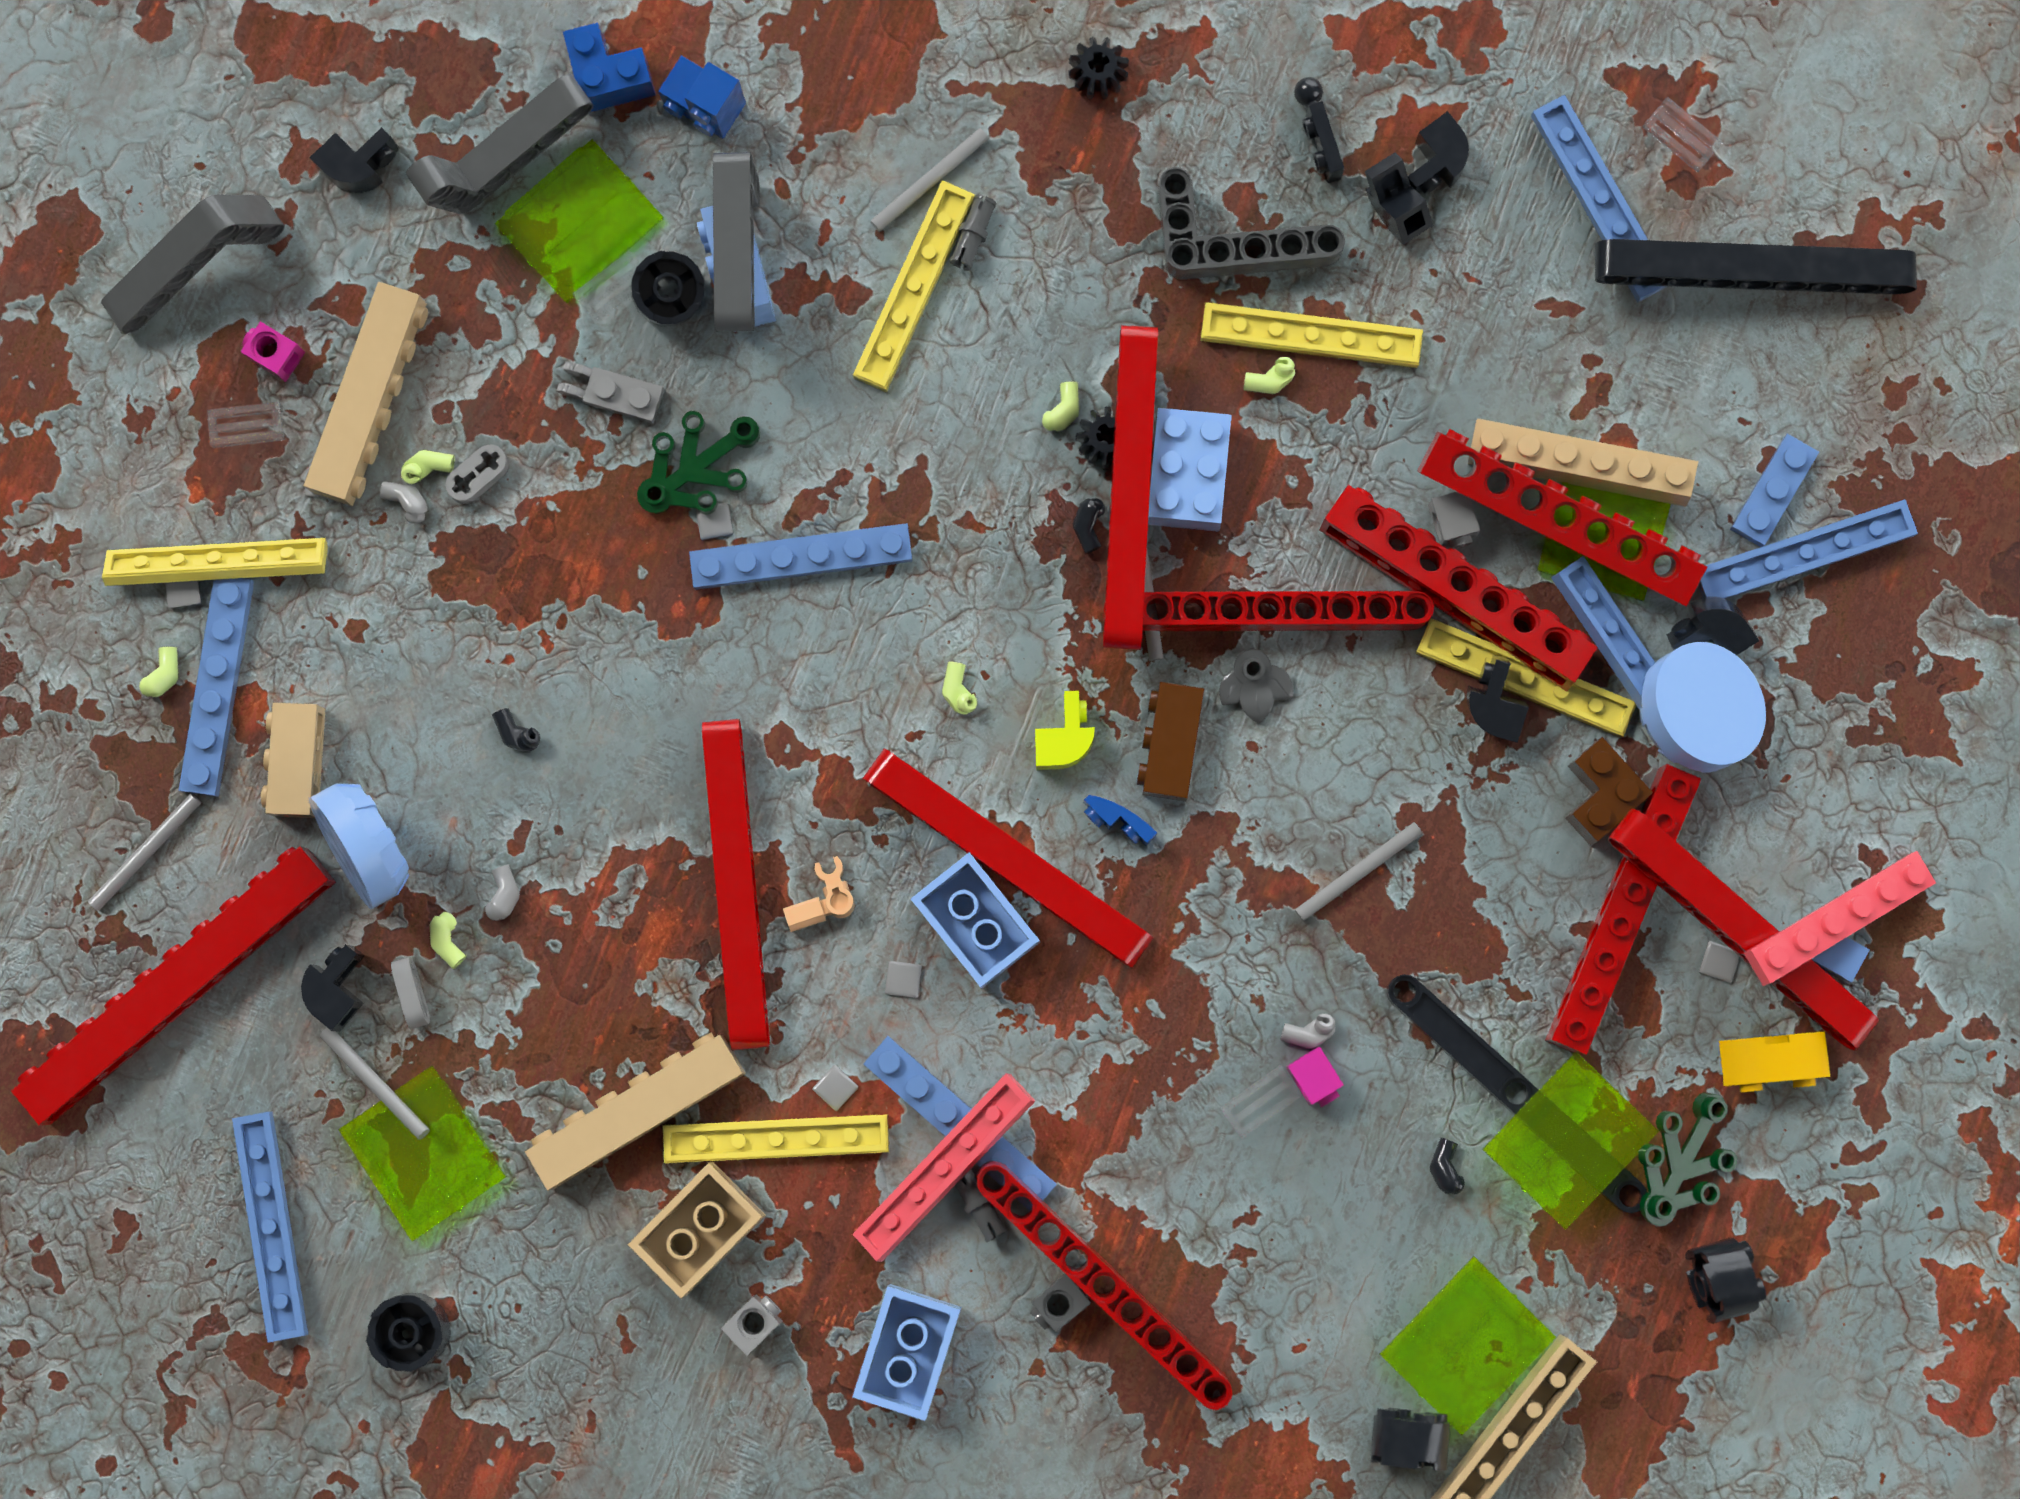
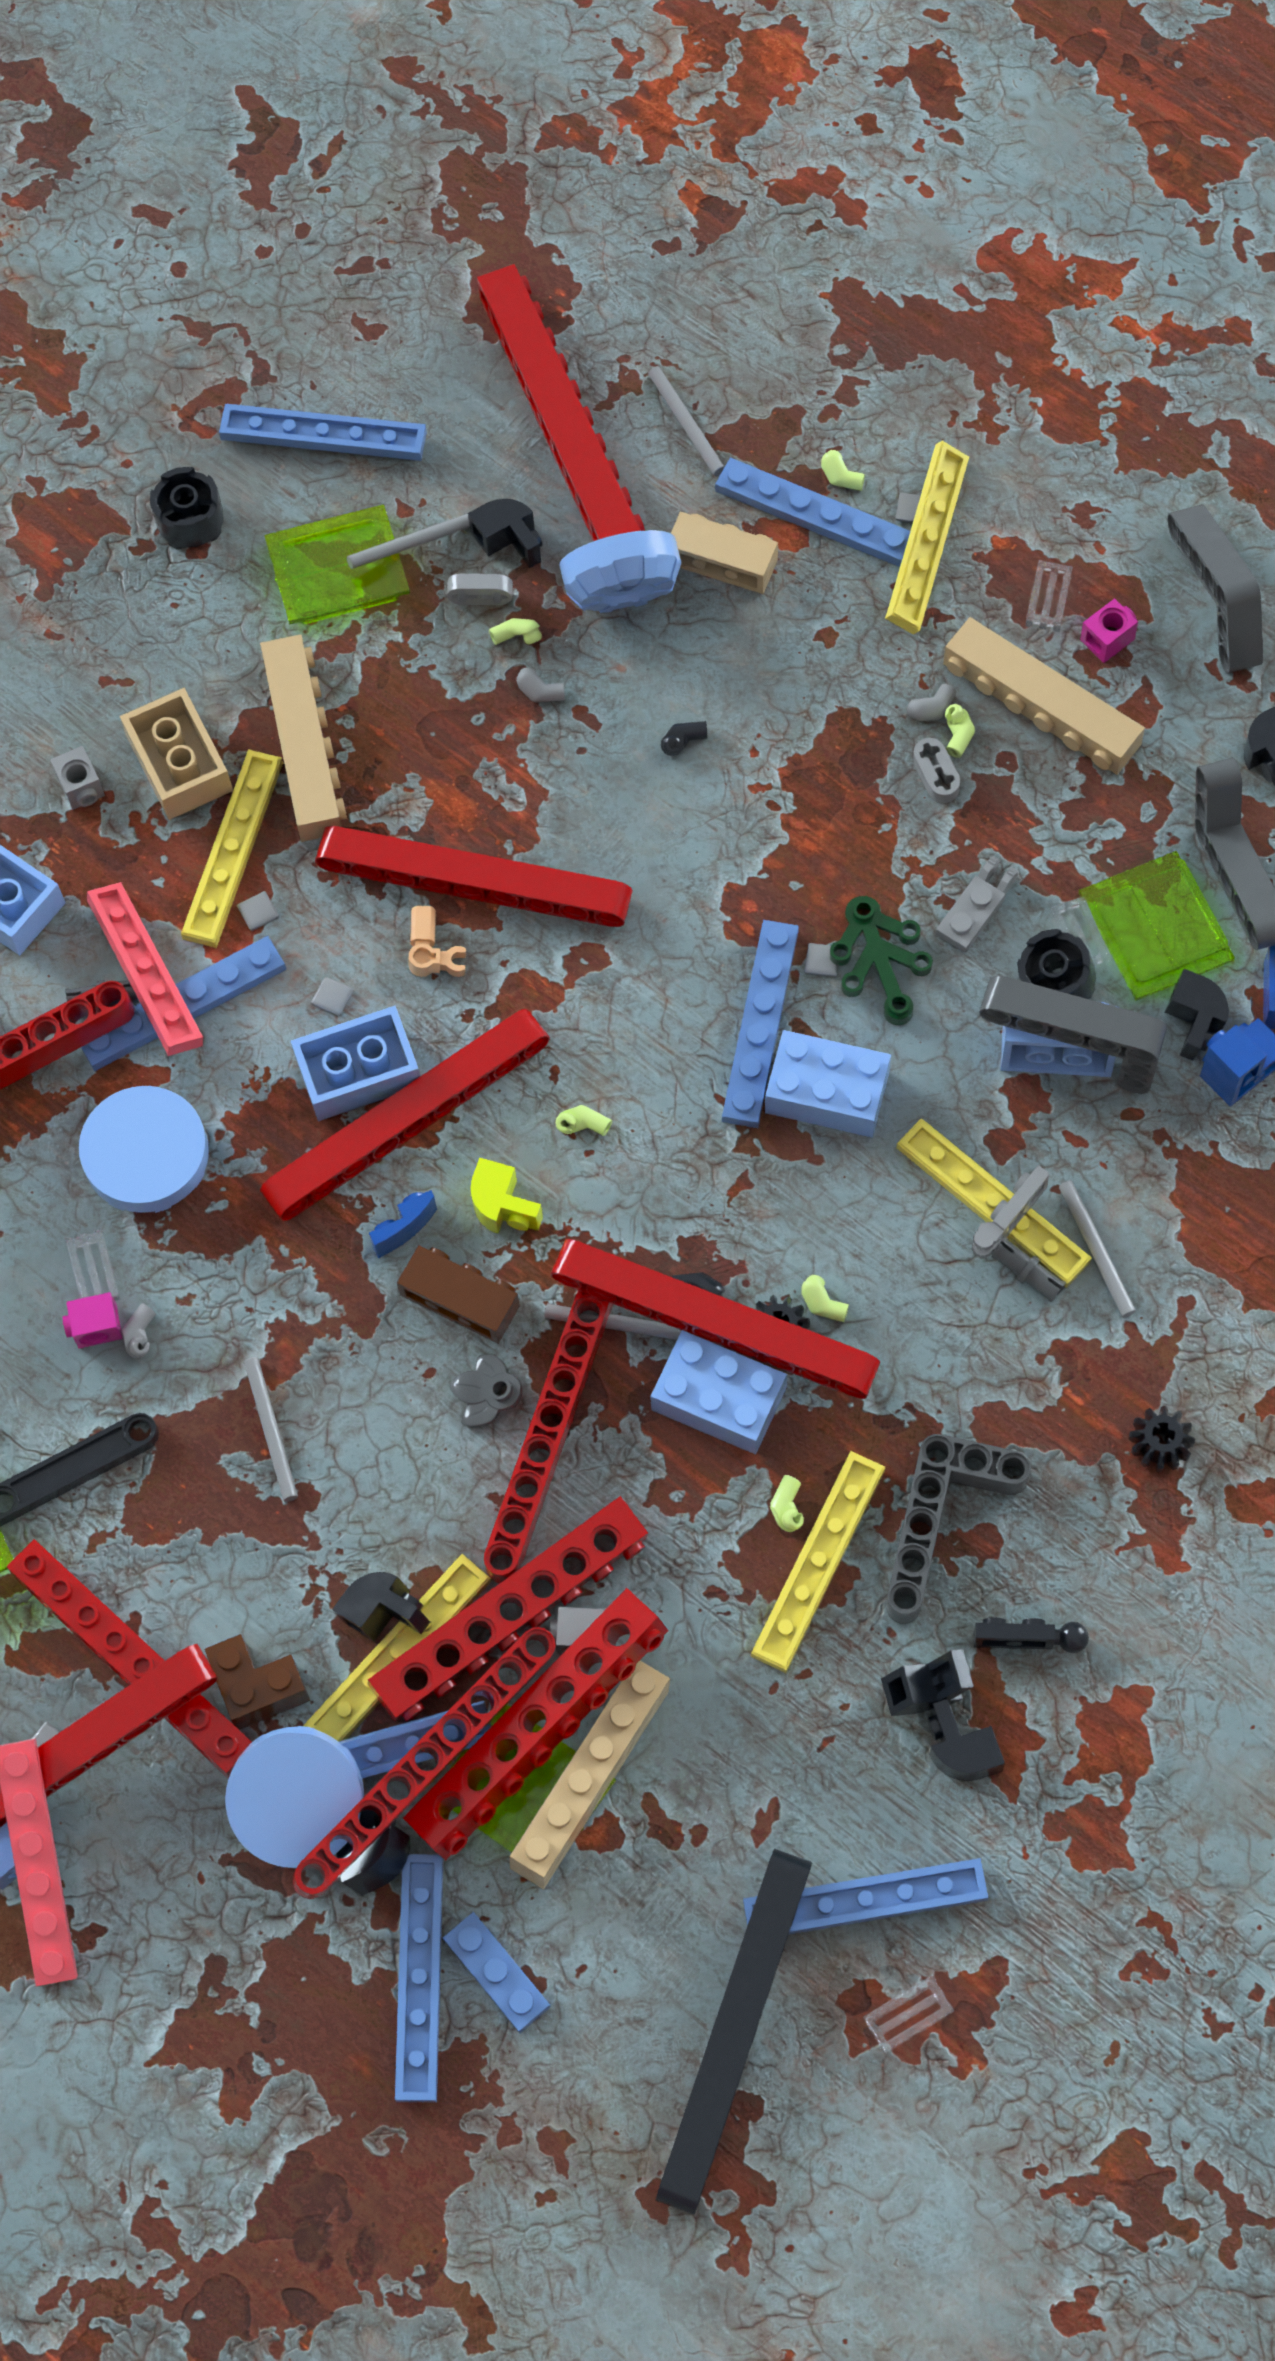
camera: 105 degrees right, 15 degrees down
(660, 145) = (1202, 1005): none -> black brick
(848, 468) = (827, 1083): none -> light blue brick
(929, 259) = (1009, 1213): none -> light grey hinge
(1133, 1092) = (143, 1149): none -> light blue piece
(1657, 596) = (414, 1778): none -> red beam

